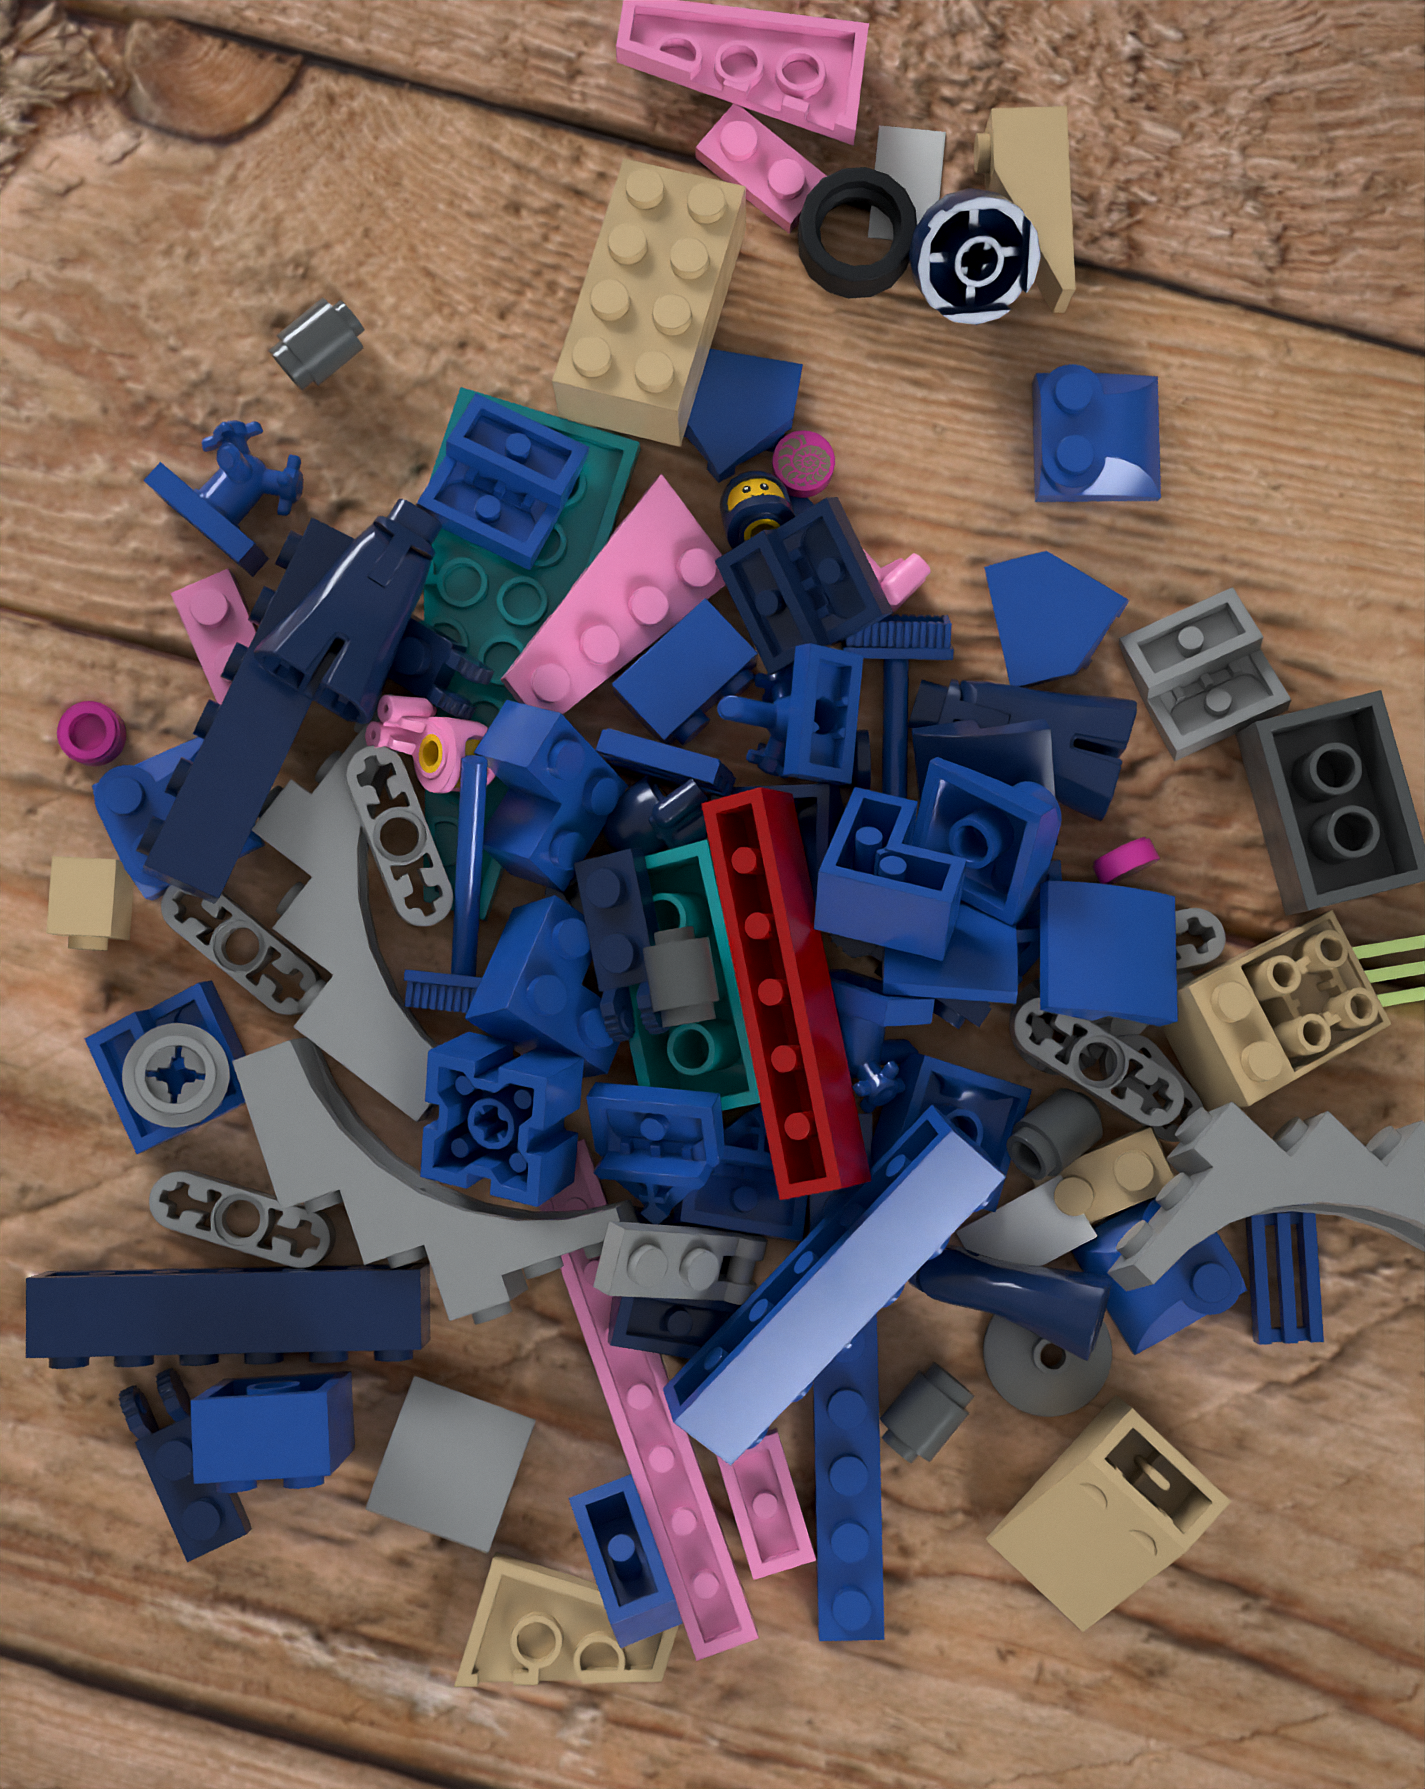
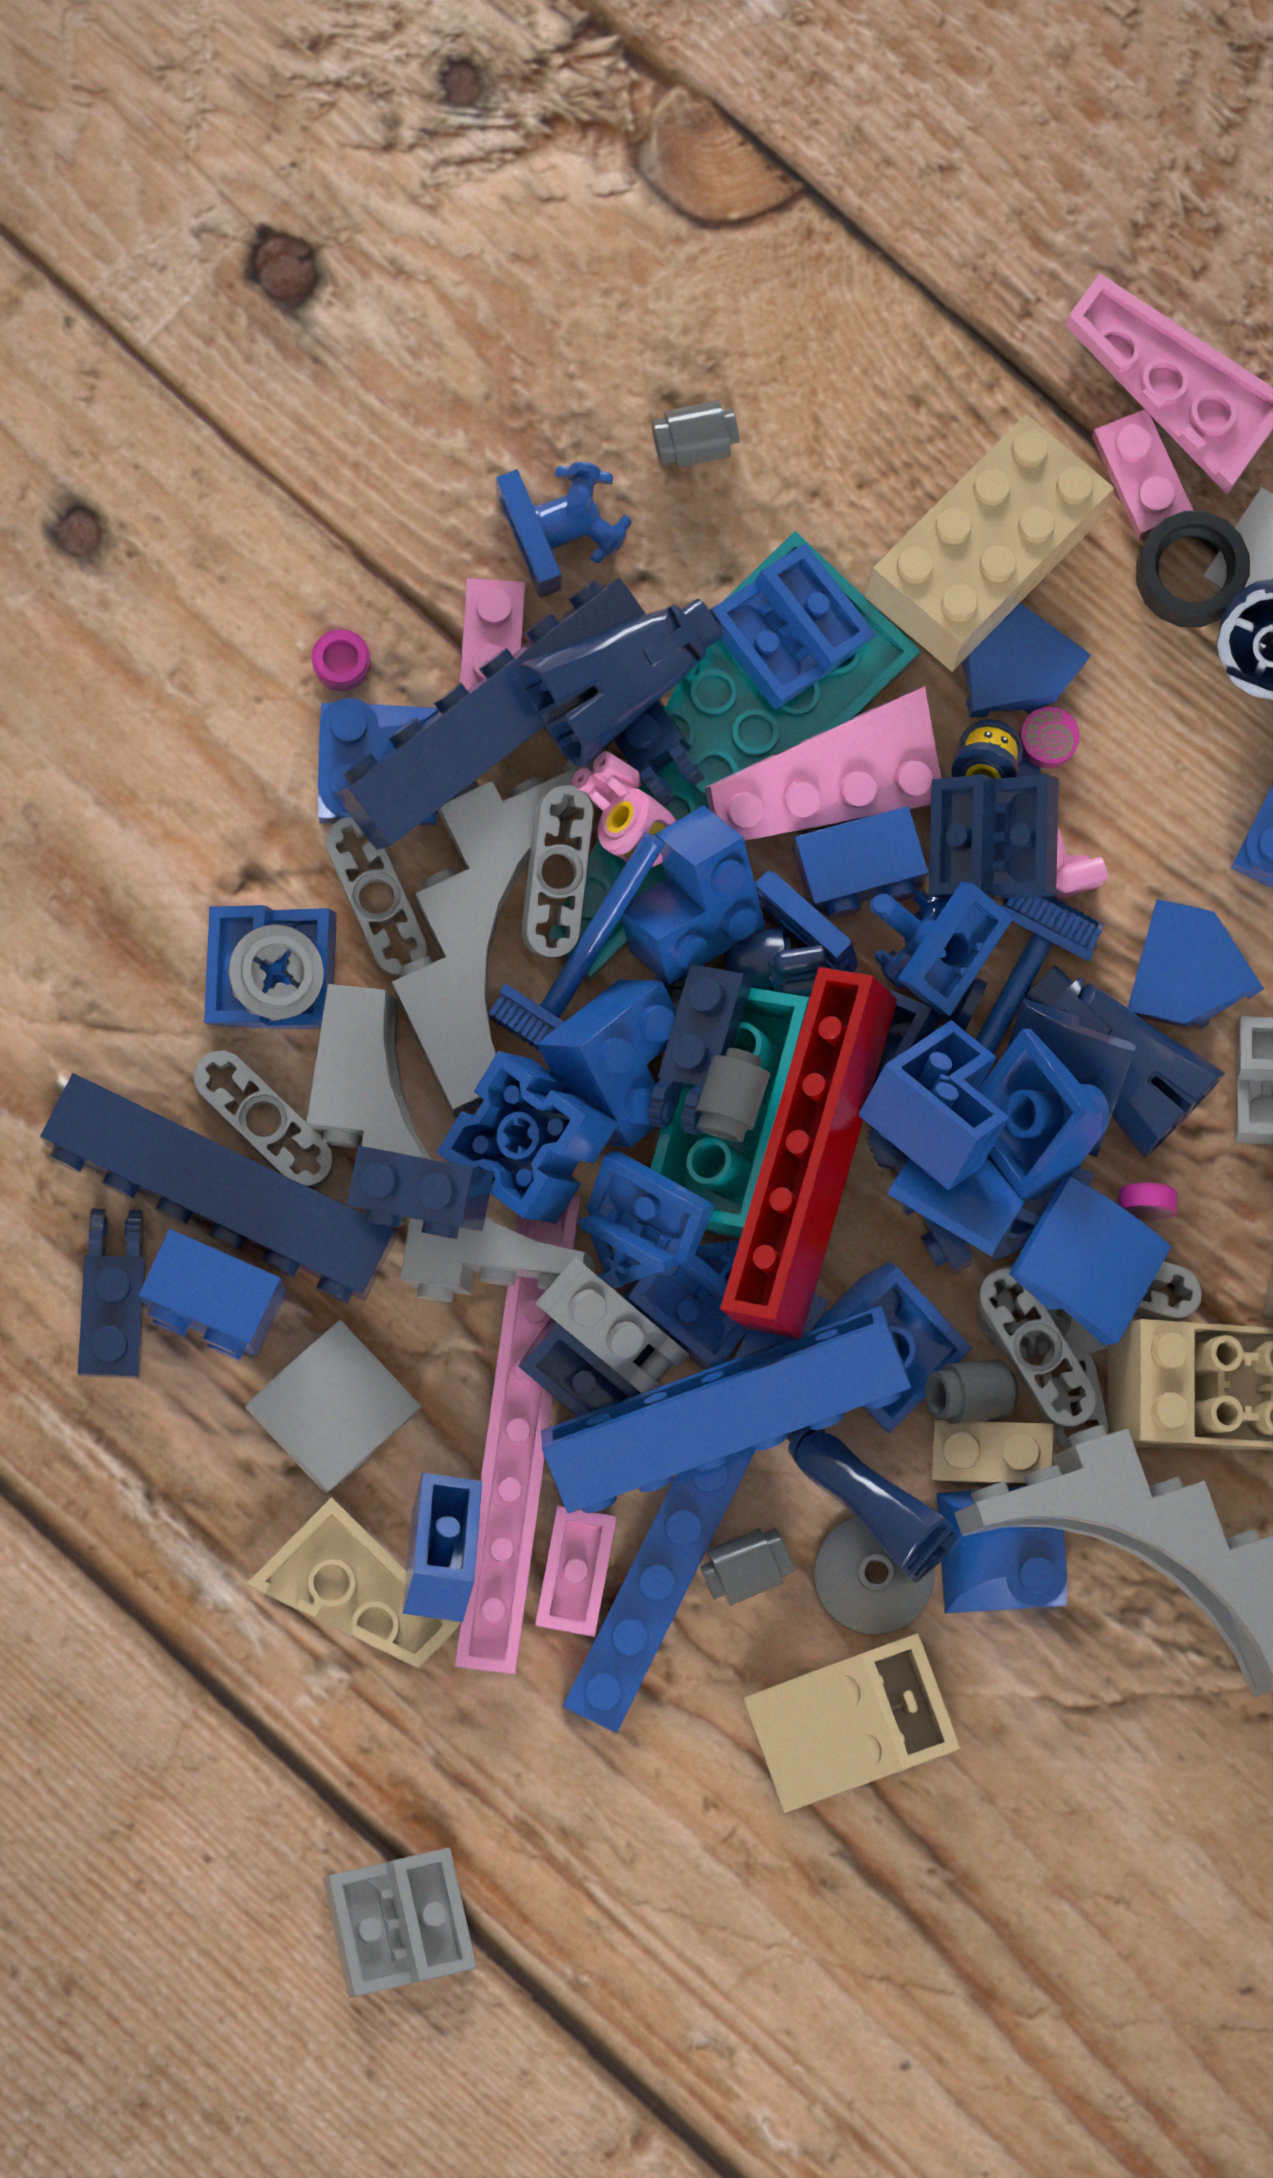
camera: 20 degrees right, 5 degrees down
(89, 901) = (273, 797): tan brick -> none
(420, 1233) = (419, 1188): none -> dark blue brick
(863, 1022) = (859, 1215): blue piece -> none
(1028, 1229) = (911, 1461): white sticker -> none
(1308, 1272) = (1124, 1566): blue tile -> none

